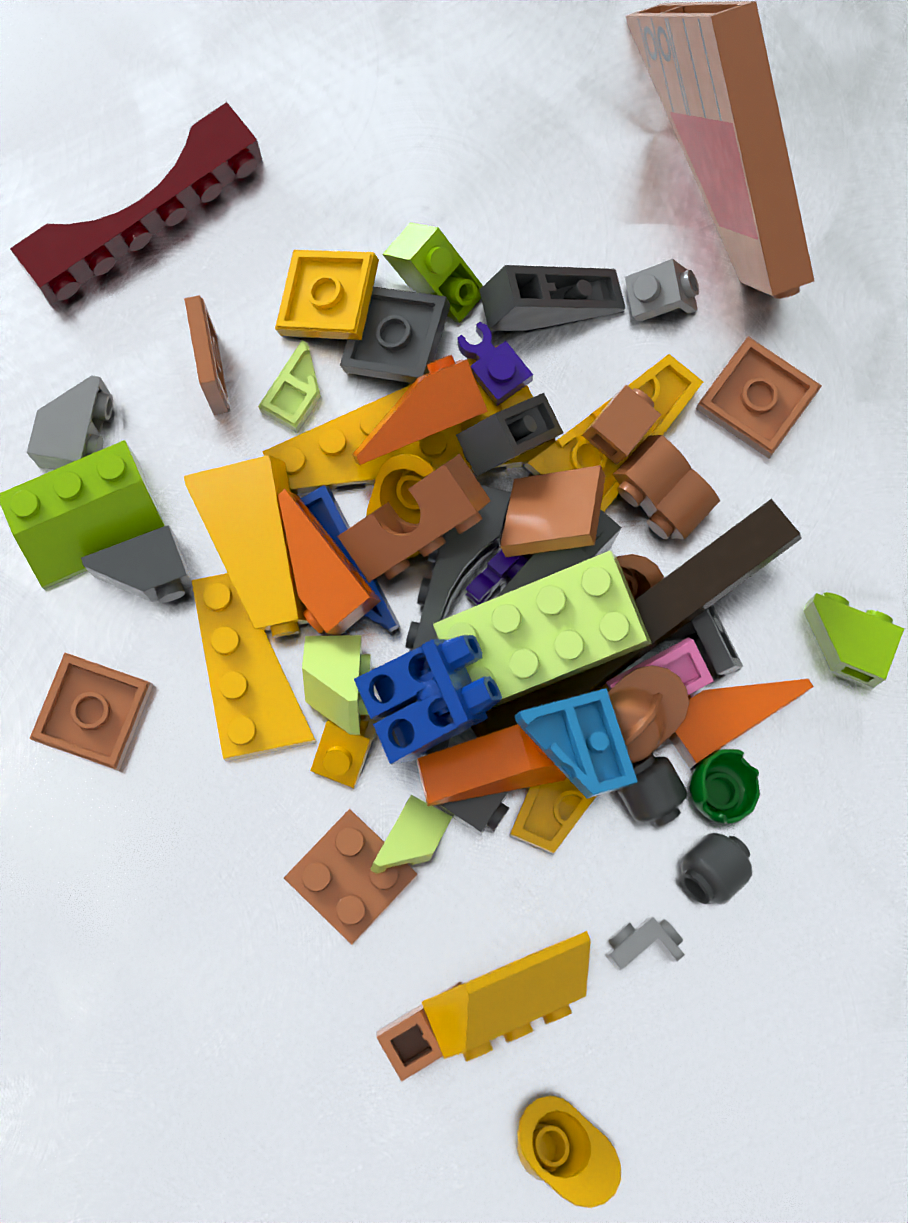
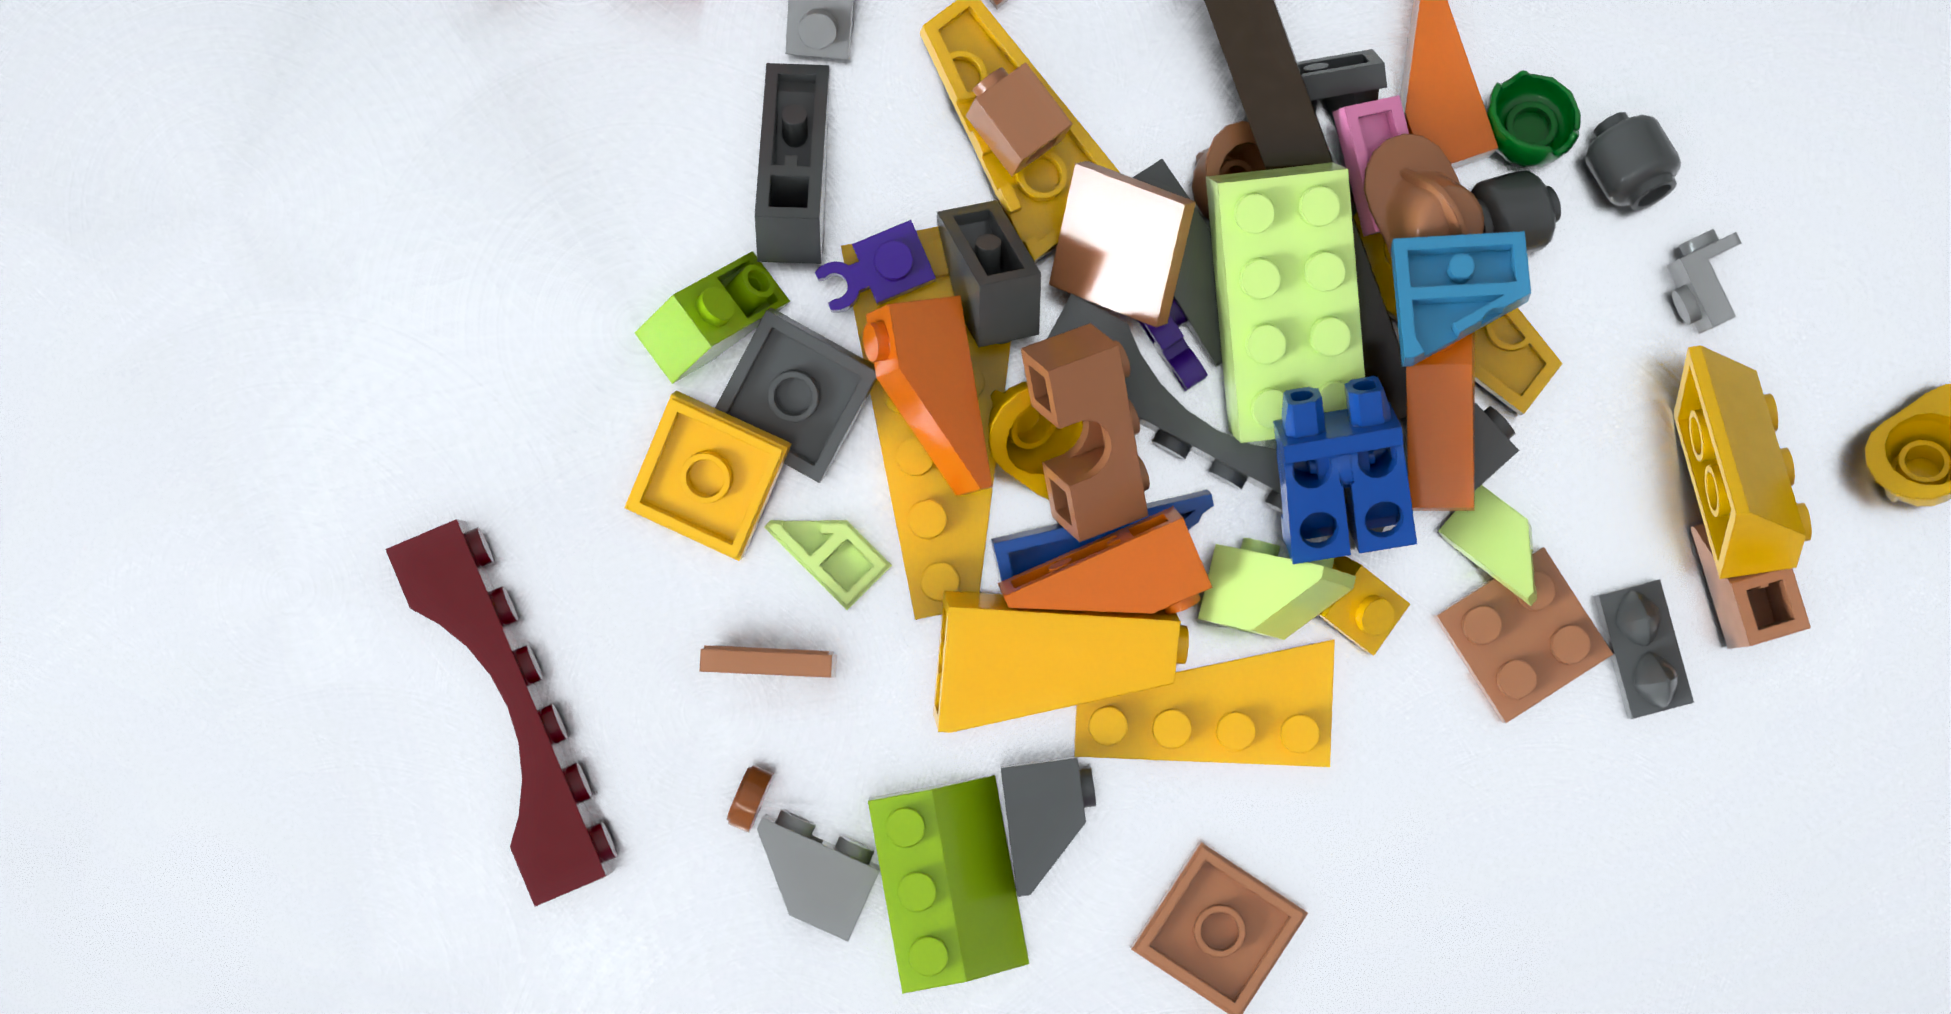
camera: 80 degrees left, 10 degrees up
(116, 372) = (749, 798): none -> dark orange tile
(361, 968) = (1644, 649): none -> dark grey tile
(665, 488) = (1116, 82): nougat brick -> none

